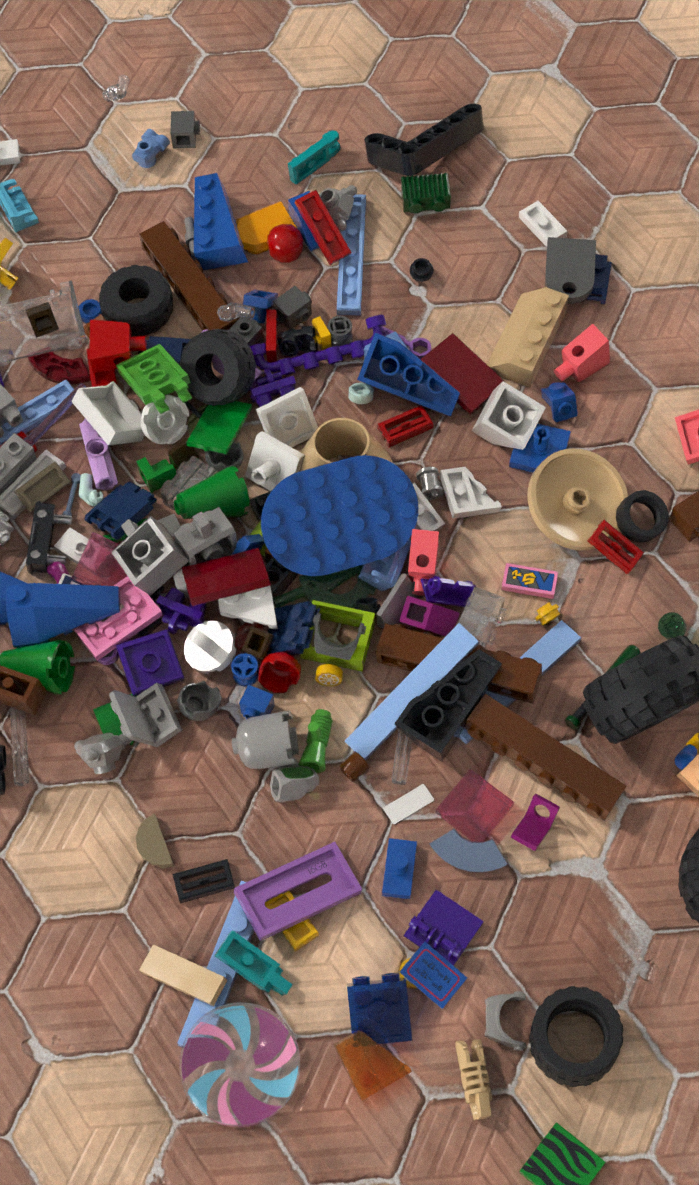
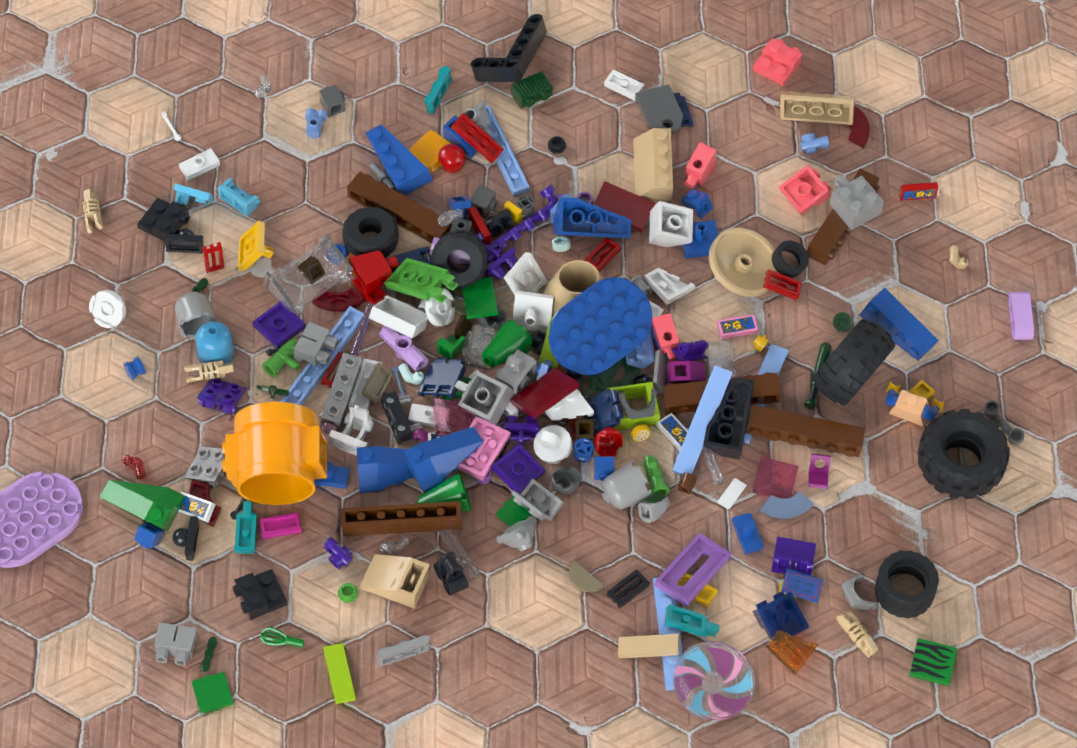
camera: 30 degrees left, 5 degrees down
(374, 685) = (673, 430): none -> tile

